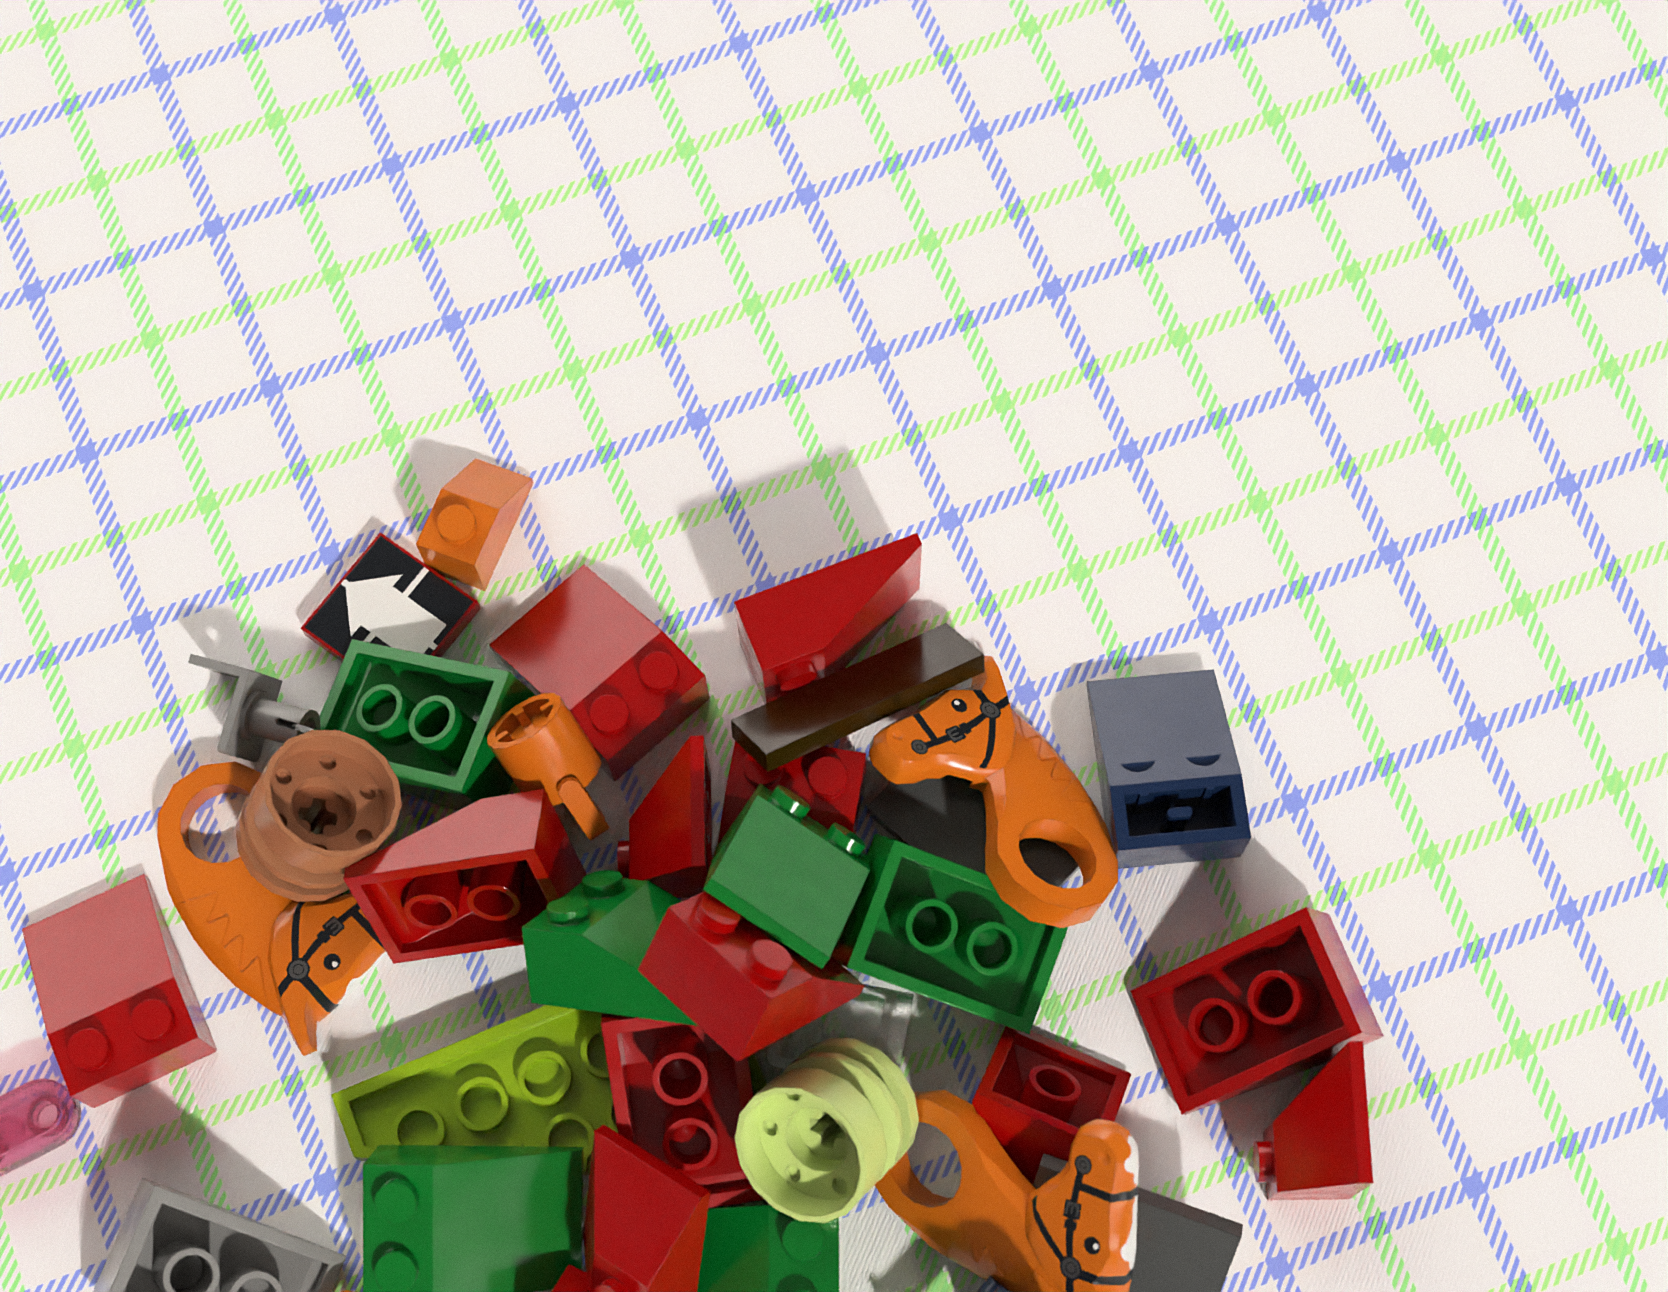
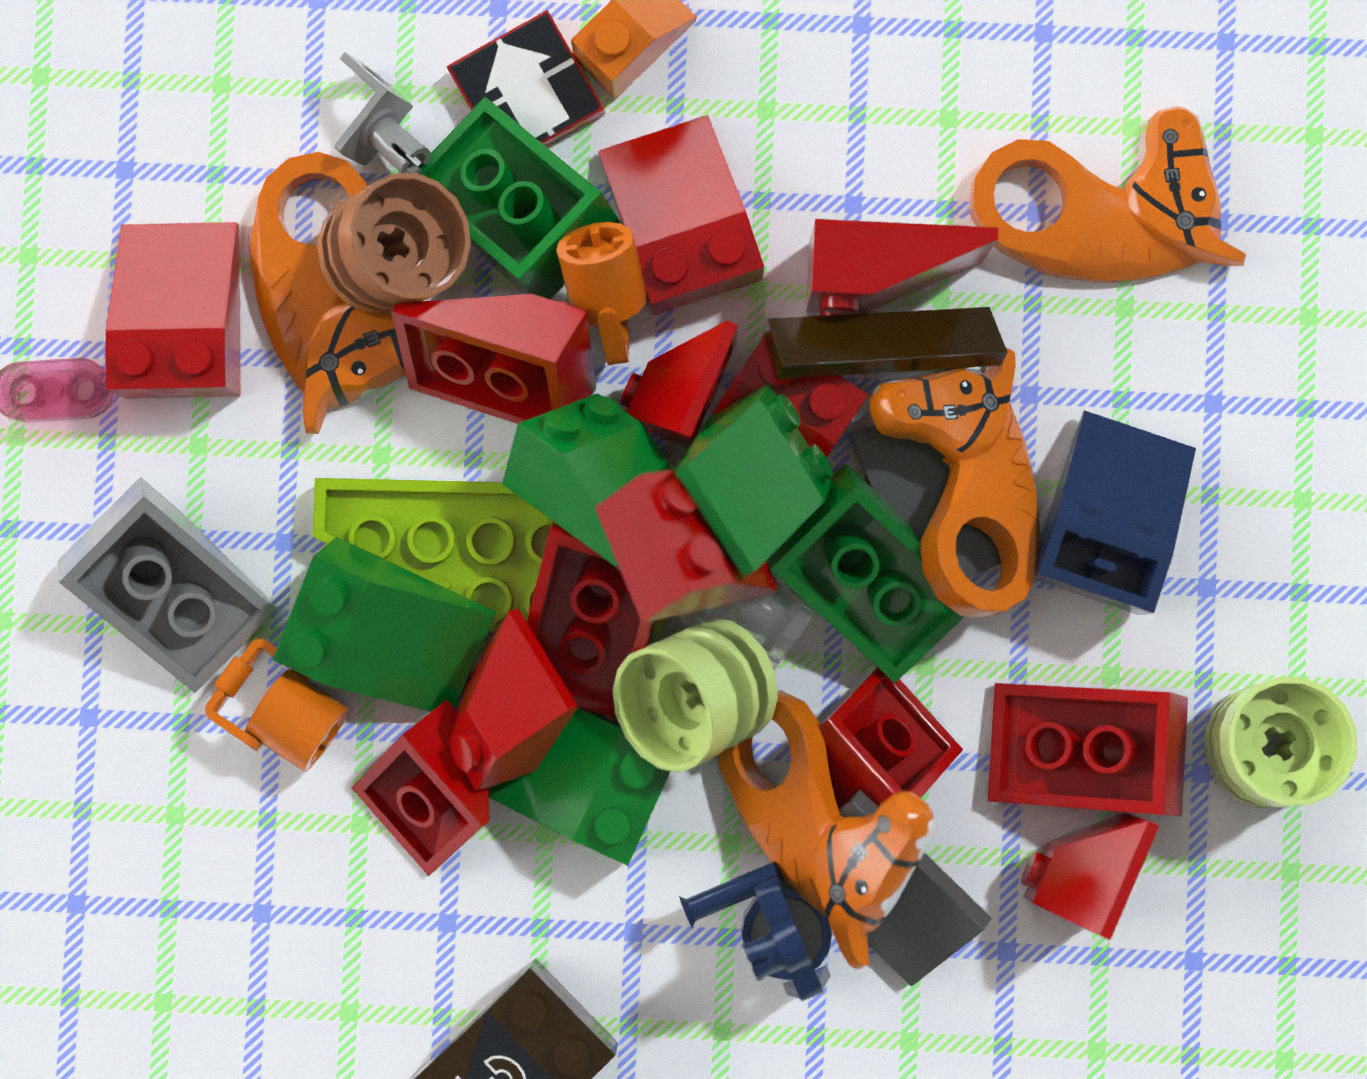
camera: 30 degrees right, 15 degrees up
(1063, 487) = (1109, 234): none -> orange animal
(1463, 885) = (1313, 752): none -> yellowish green wheel

